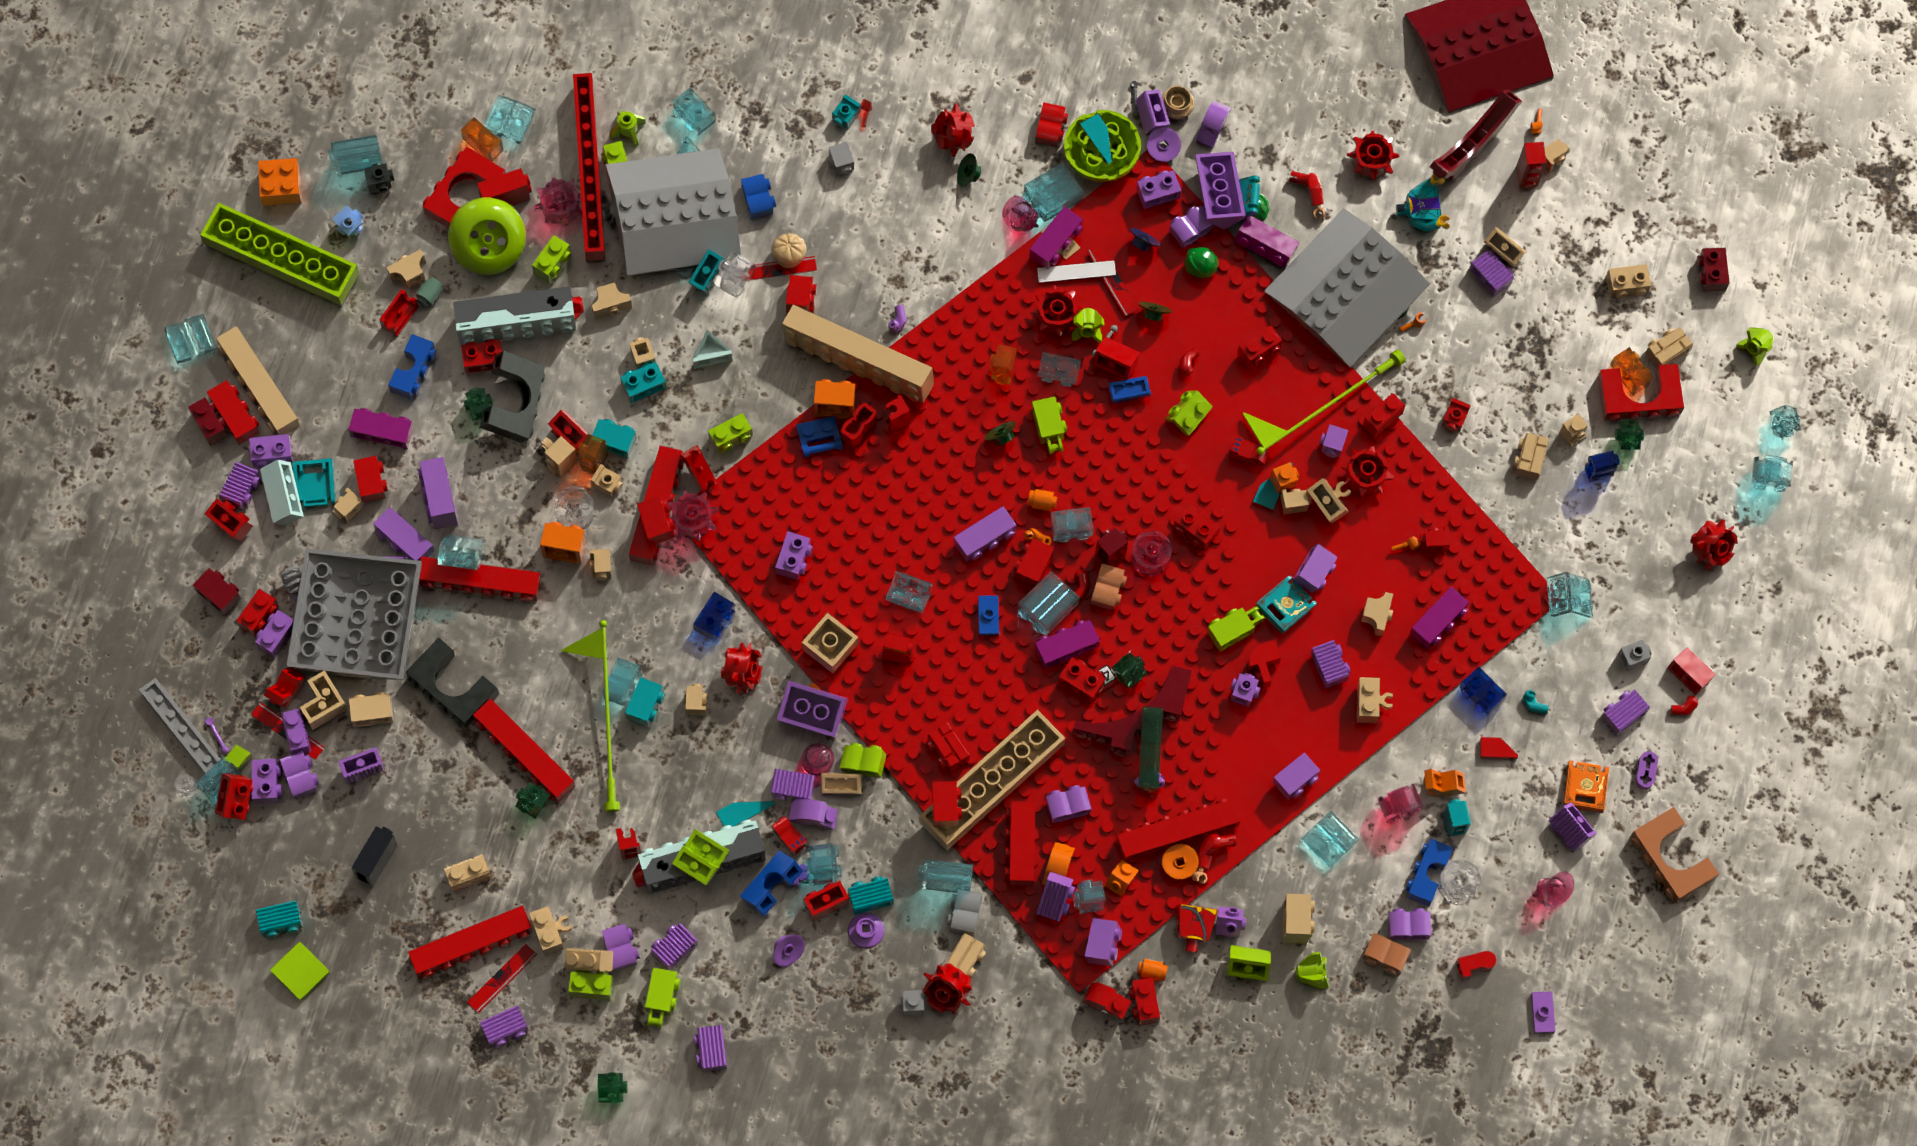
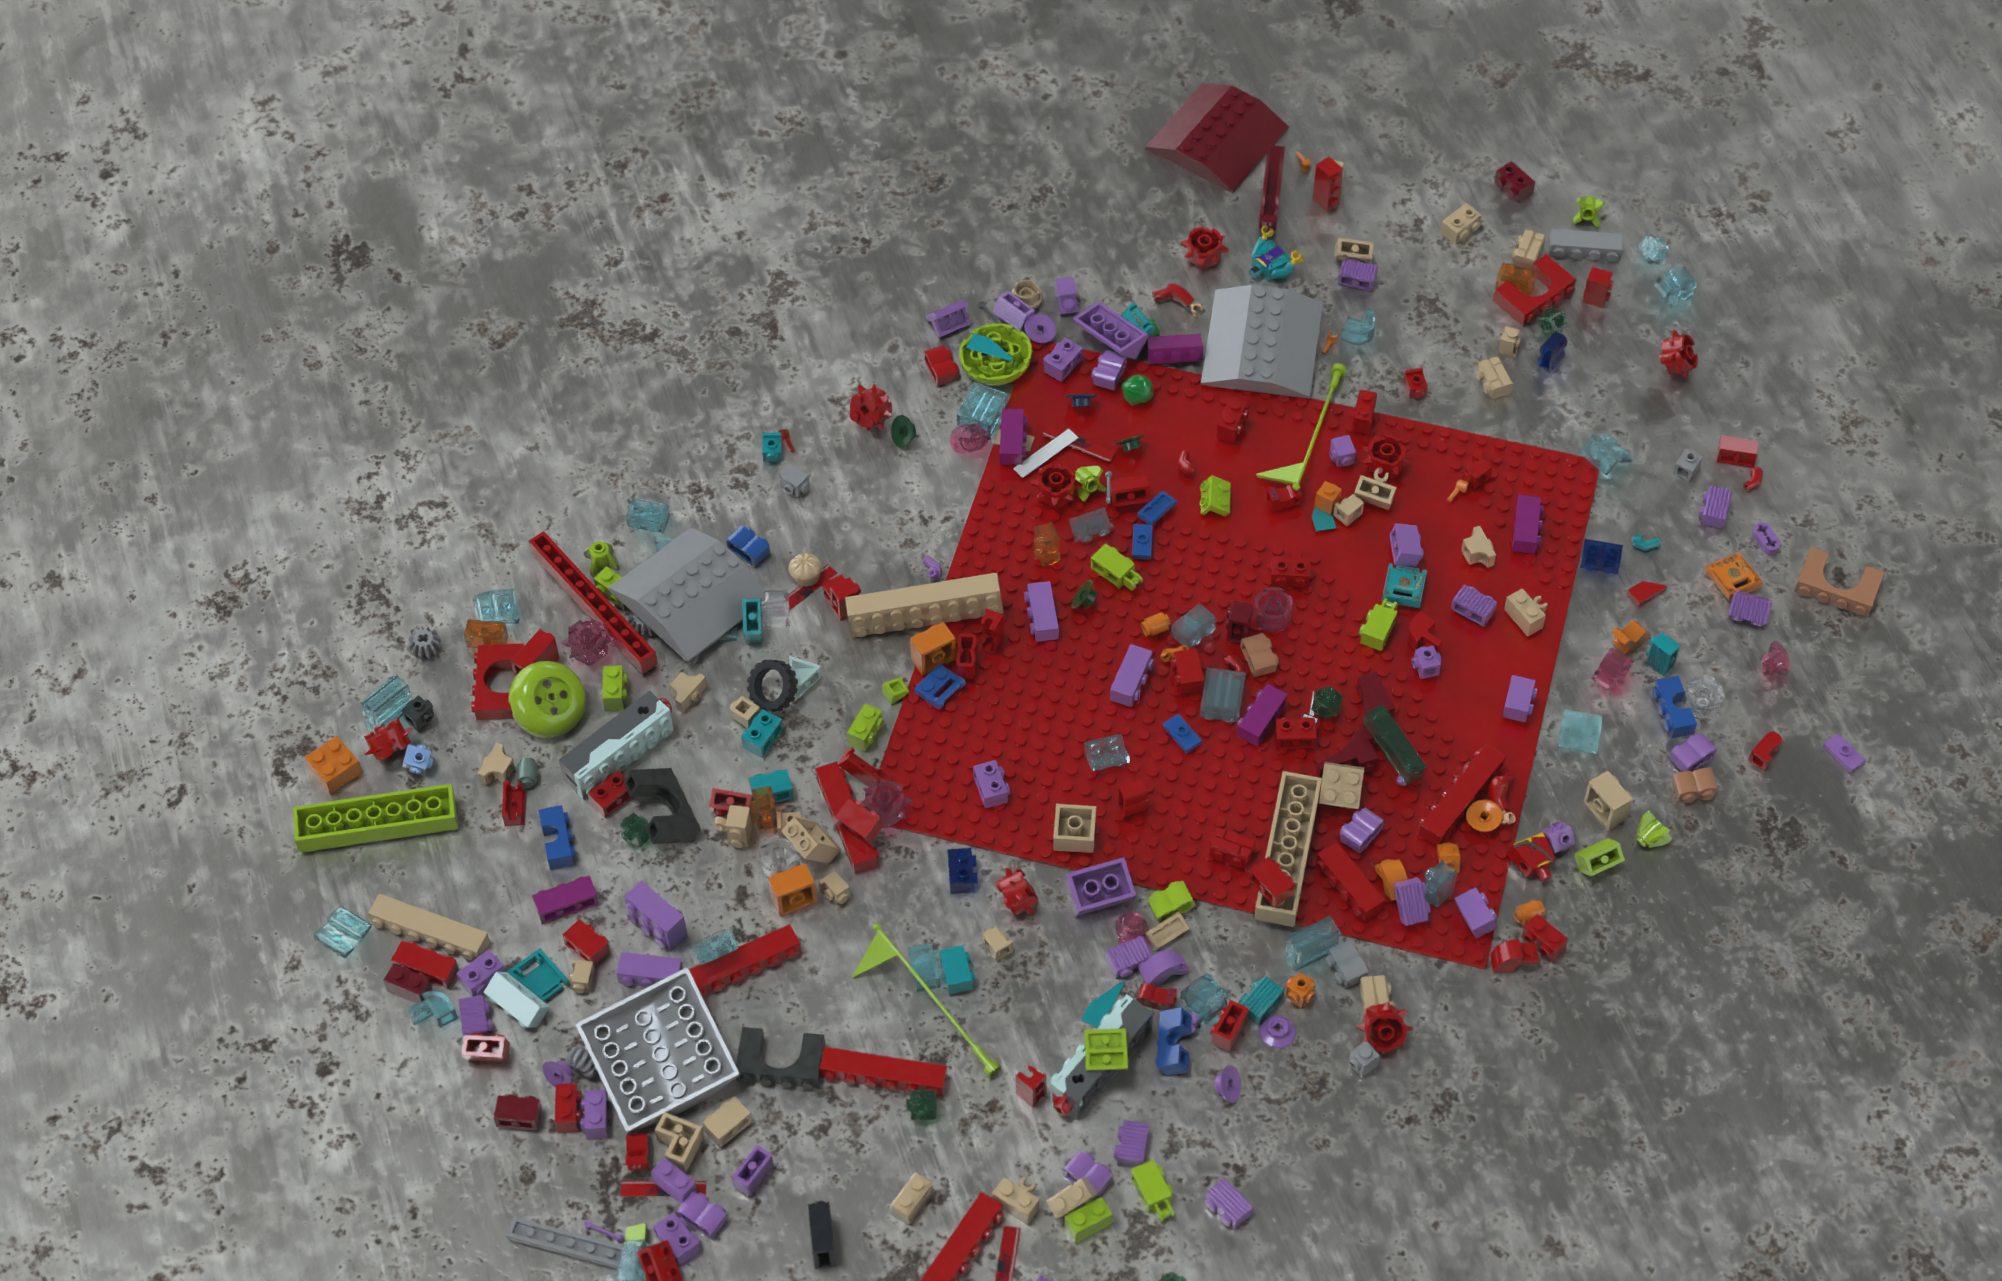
camera: 30 degrees left, 15 degrees down
(217, 455) = (435, 1005): none -> clear light blue brick
(270, 579) = (557, 1072): none -> medium lavender piece
(334, 188) = (387, 739): none -> red brick
(422, 109) = (424, 643): none -> light grey gear
(619, 502) = (807, 839): none -> tan window
(665, 340) = (789, 685): none -> black tyre
(782, 414) = (894, 690): none -> lime slope
(911, 915) = (1300, 989): none -> orange brick
(955, 423) = (1041, 611): none -> medium lavender brick
(1078, 754) = (1341, 785): none -> tan brick
(1092, 81) = (949, 318): none -> medium lavender bracket
(1093, 412) = (1142, 541): none -> blue plate
(1447, 331) = (1358, 331): none -> clear light blue brick
(1697, 428) = (1598, 287): none -> red brick
(1725, 376) = (1585, 245): none -> light grey brick

